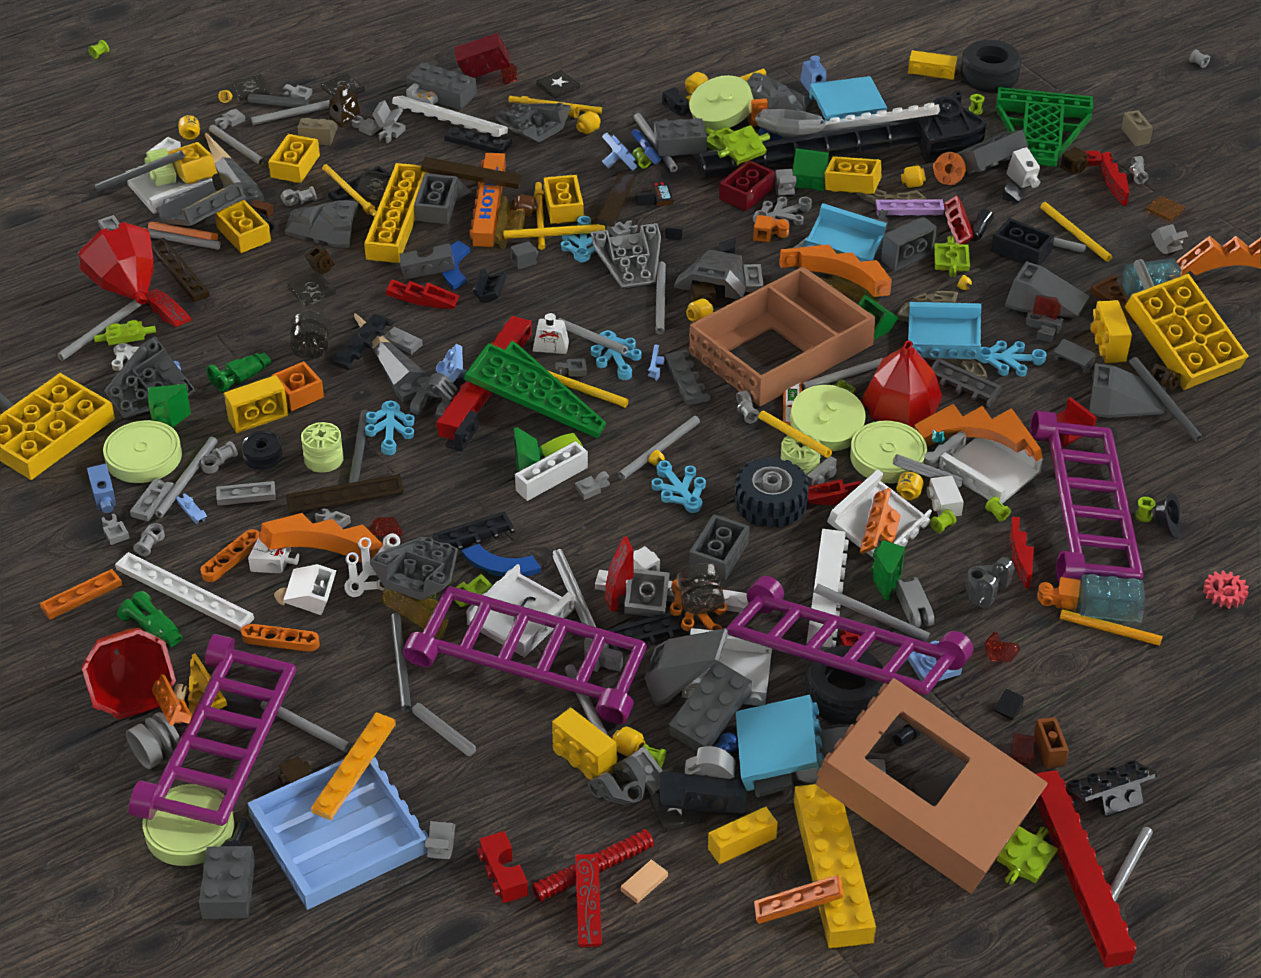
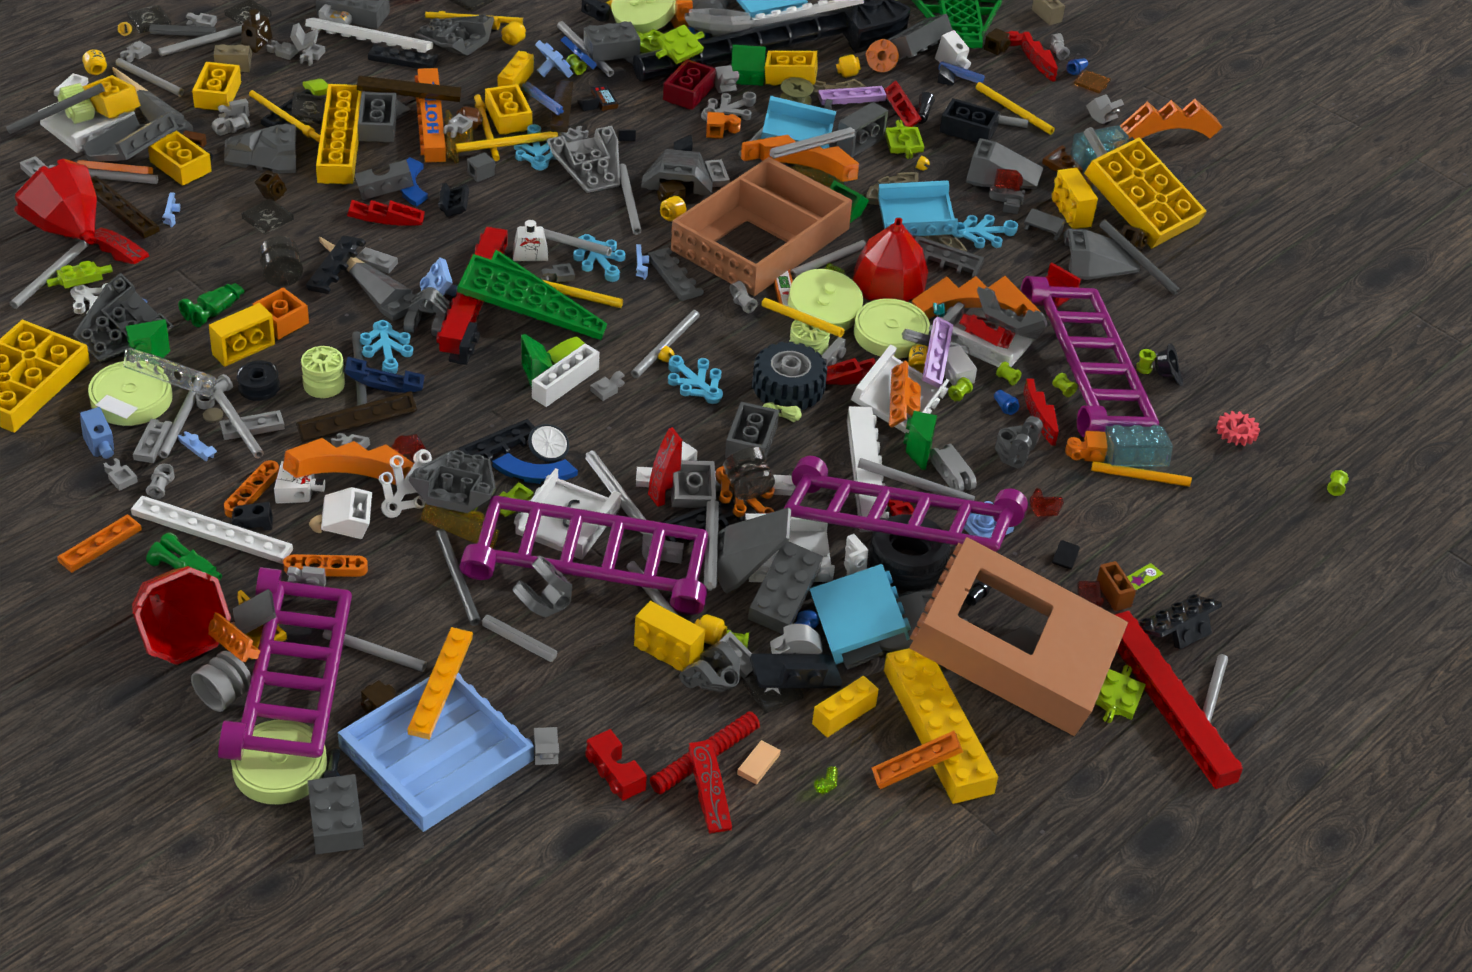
camera: 15 degrees left, 0 degrees up
(124, 464) = (116, 406): none -> white sticker
(199, 677) = (254, 612): none -> dark grey piece
(209, 446) = (206, 381): none -> clear piece
(214, 479) = (213, 415): none -> dark tan piece
(224, 273) = (170, 208): none -> light blue piece
(224, 582) = (253, 516): none -> black leg
(231, 490) = (238, 424): none -> light grey piece
(260, 646) = (307, 575): none -> light grey plate
(305, 182) = (234, 109): none -> light grey plate
(376, 459) = (383, 380): none -> dark blue slope
(387, 164) = (317, 86): none -> lime slope
(486, 692) = (554, 596): none -> dark grey piece
(509, 211) = (458, 124): none -> light grey plate
(519, 537) = (548, 443): none -> white wheel
(581, 161) = (517, 70): none -> yellow brick
(599, 190) = (543, 98): none -> blue axle
(649, 656) = (711, 550): none -> light grey axle
(702, 914) = (829, 783): none -> clear neon green arm
(765, 529) = (791, 413): none -> yellowish green piece
(790, 682) = (855, 555): none -> white bracket
(849, 255) = (812, 142): none -> light grey axle
(853, 199) = (797, 90): none -> olive piece
(925, 481) = (937, 352): none -> lavender plate
(984, 463) = (987, 330): none -> red hips
(989, 540) = (1007, 403): none -> blue cone
(1021, 462) = (1029, 326): none -> dark grey wedge
(1031, 191) = (963, 73): none -> blue axle
(1053, 526) = (1065, 385): none -> lime bush
(1086, 735) = (1144, 576): none -> lime sticker
(1150, 192) = (1075, 66): none -> blue cone

